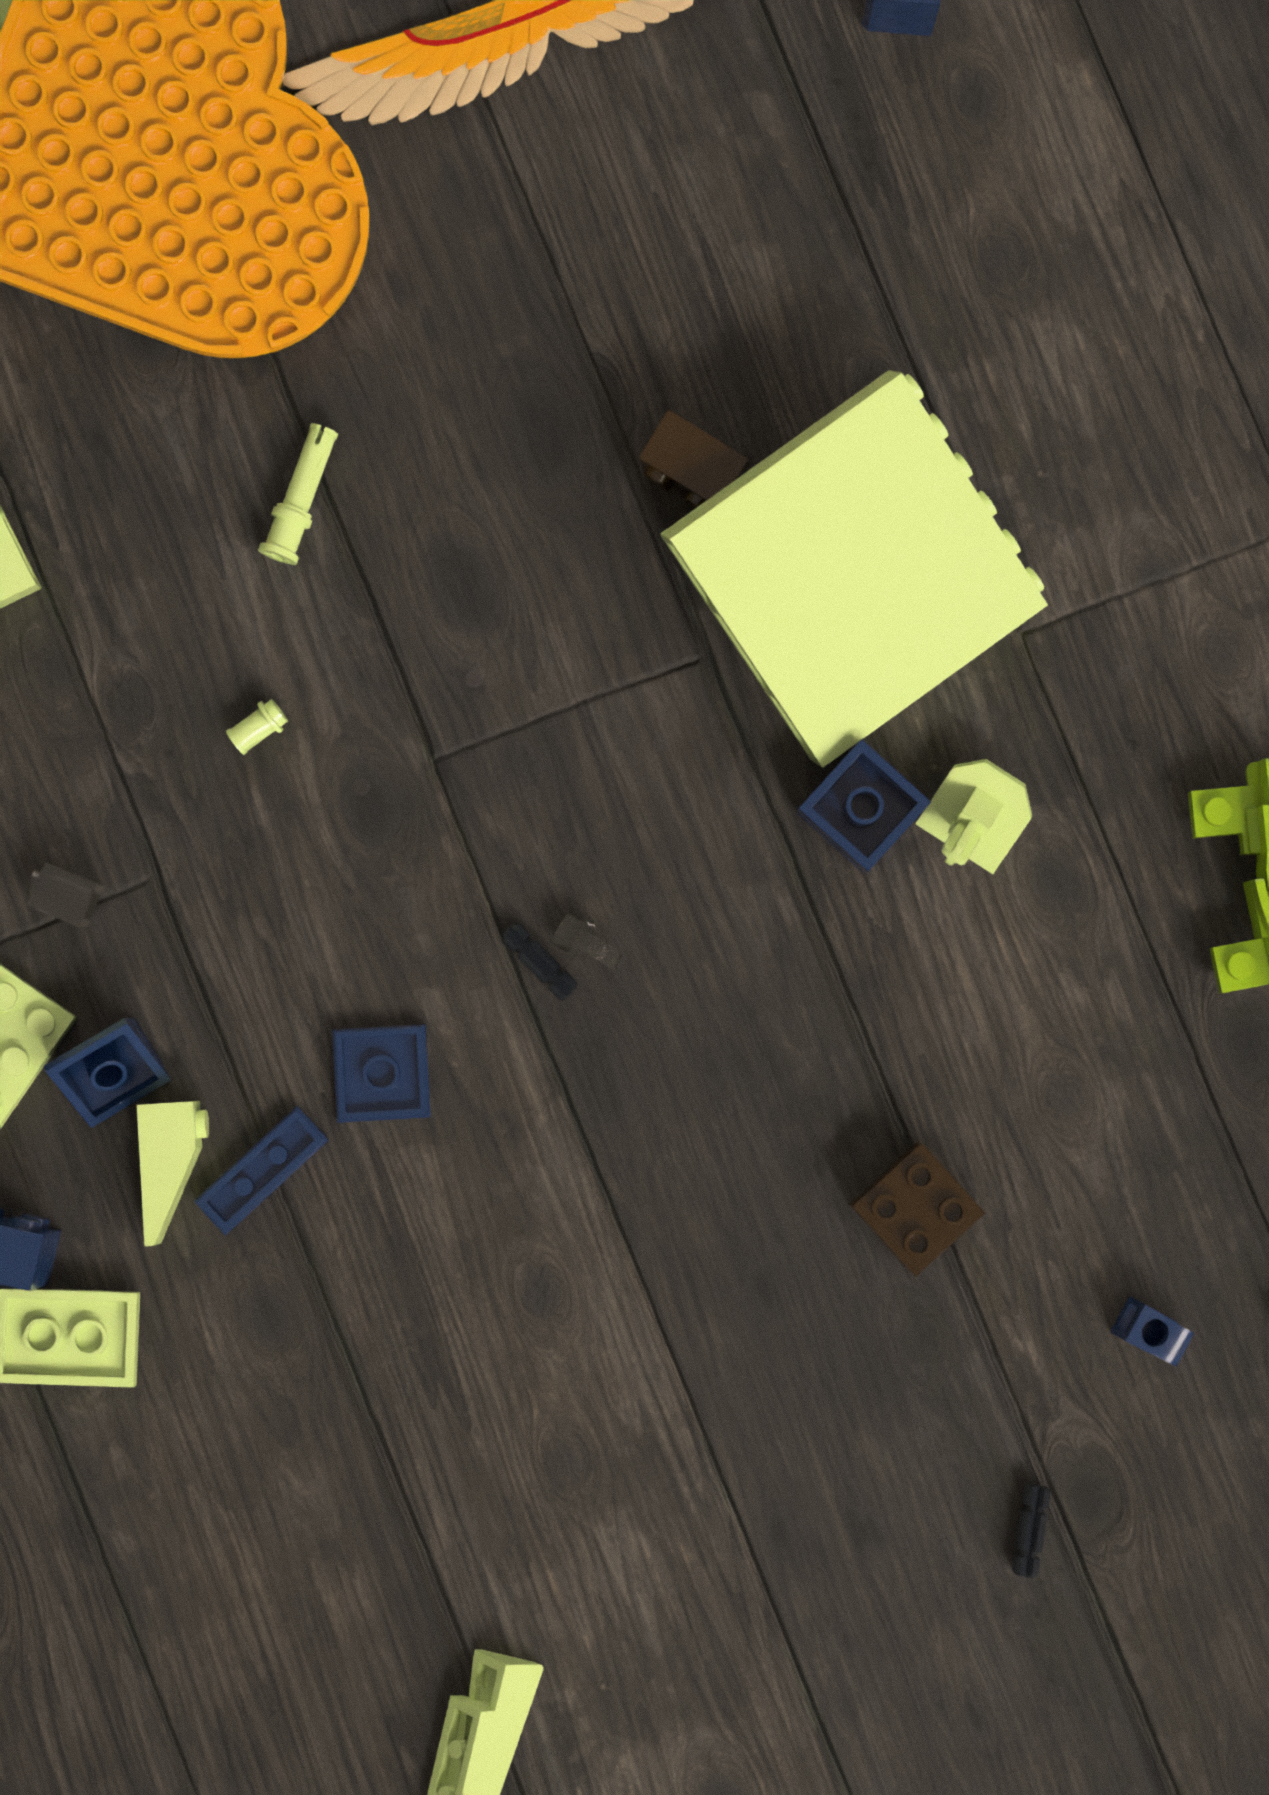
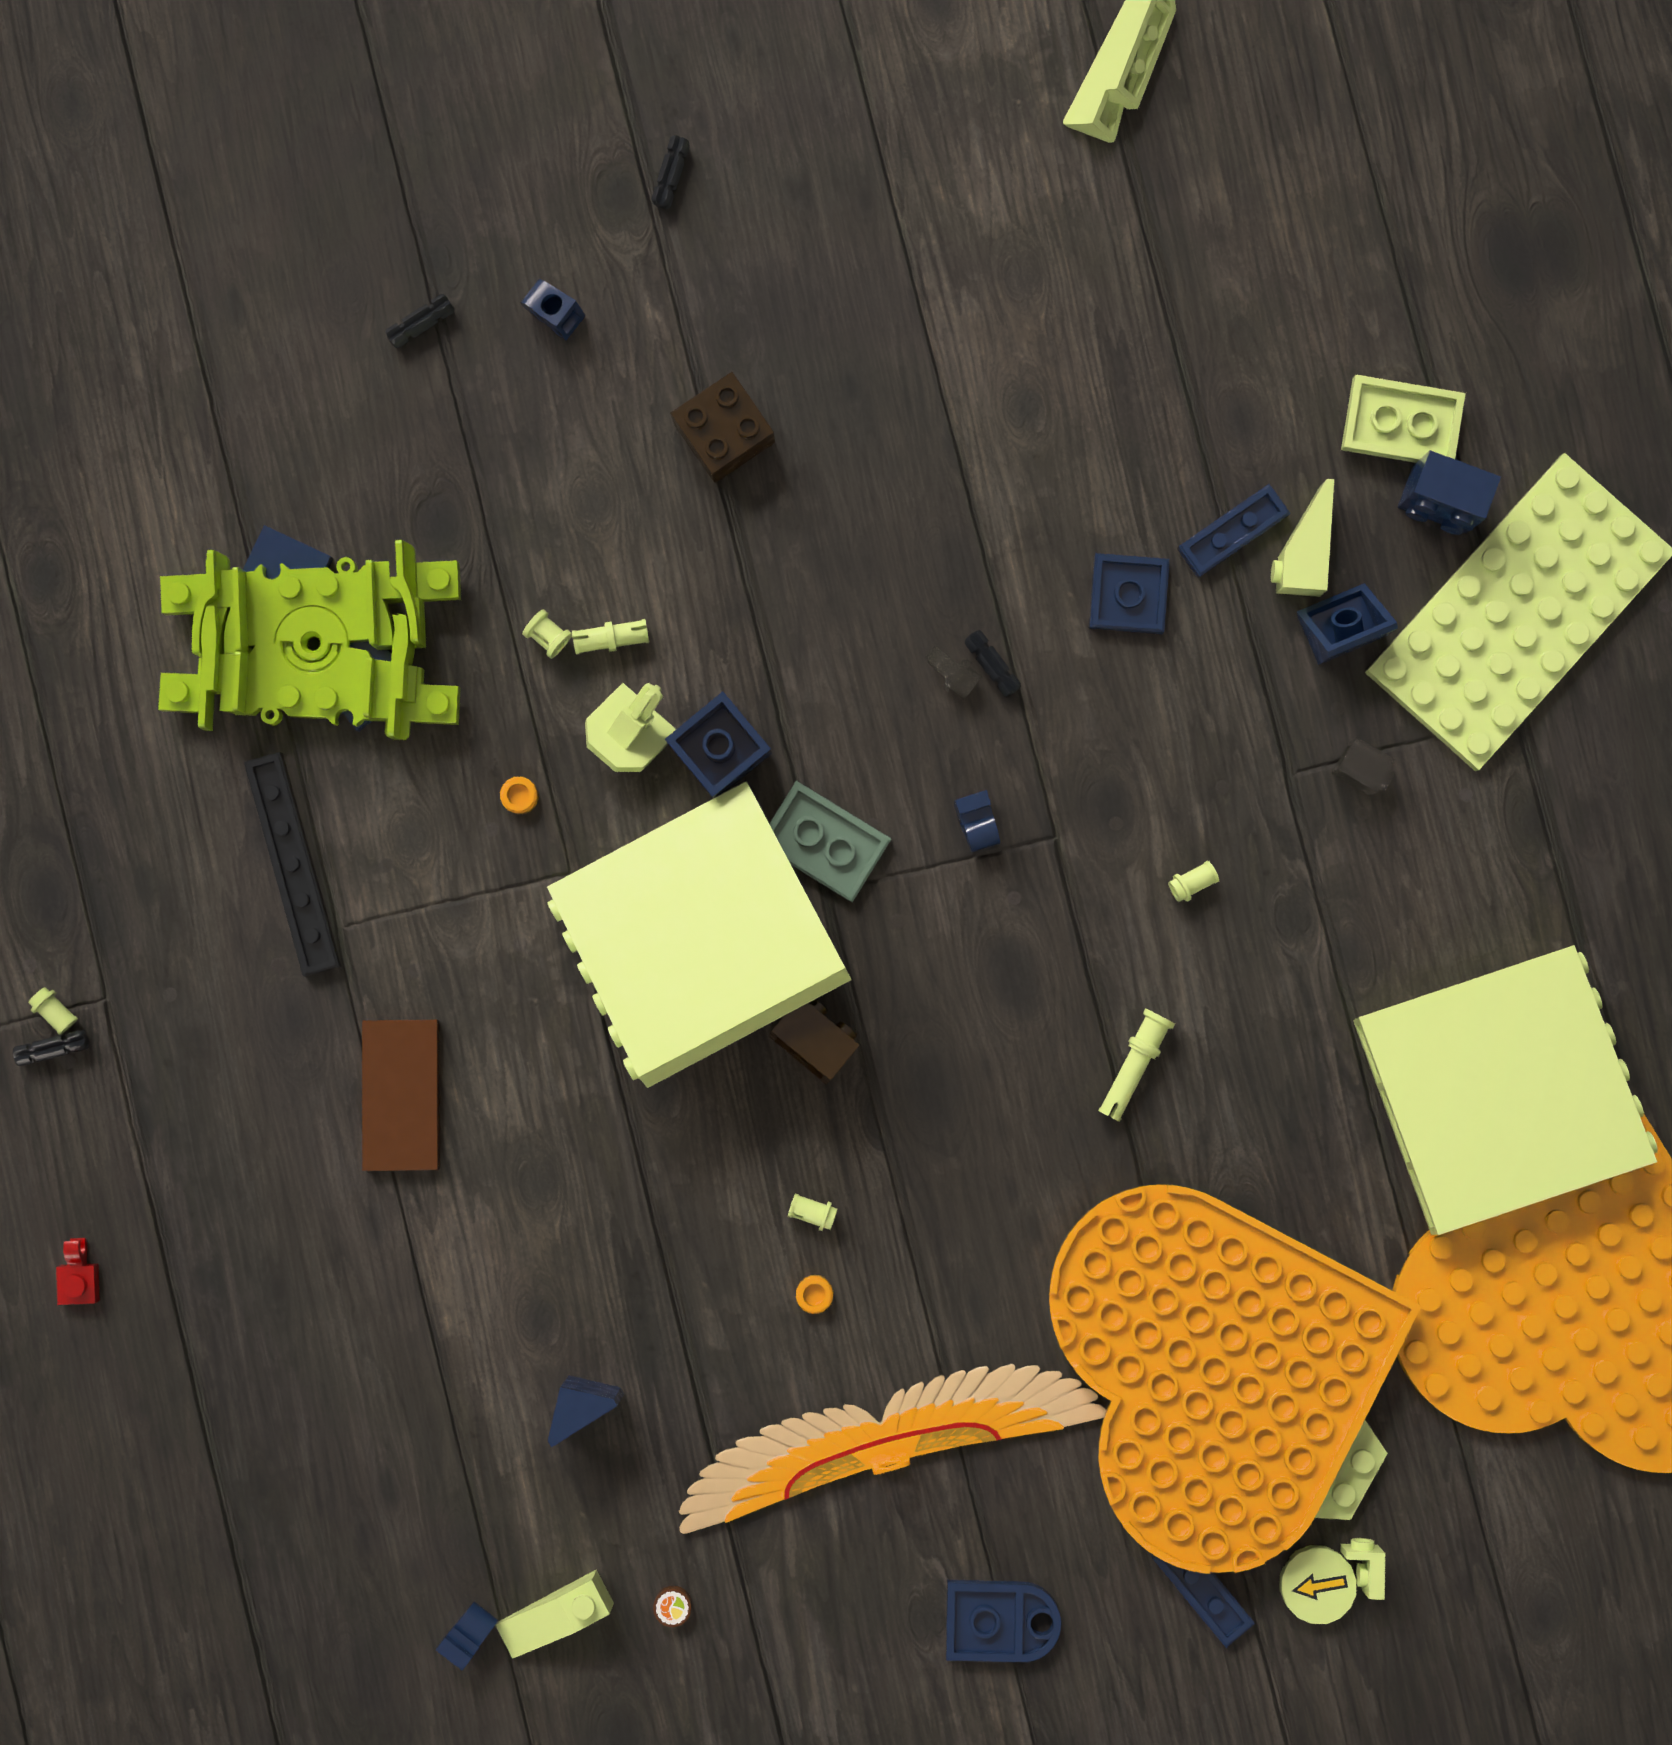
camera: 170 degrees left, 0 degrees up
(532, 763) = (977, 821): none -> dark blue leg
(650, 170) = (814, 1294): none -> light orange tile
(666, 265) = (812, 1212): none -> yellowish green pin
(712, 714) = (827, 841): none -> sand green tile
(1017, 928) = (610, 636): none -> yellowish green pin
(1095, 920) = (547, 633): none -> yellowish green bush
(1098, 718) = (519, 795): none -> light orange tile
(1185, 336) = (400, 1095): none -> reddish brown tile

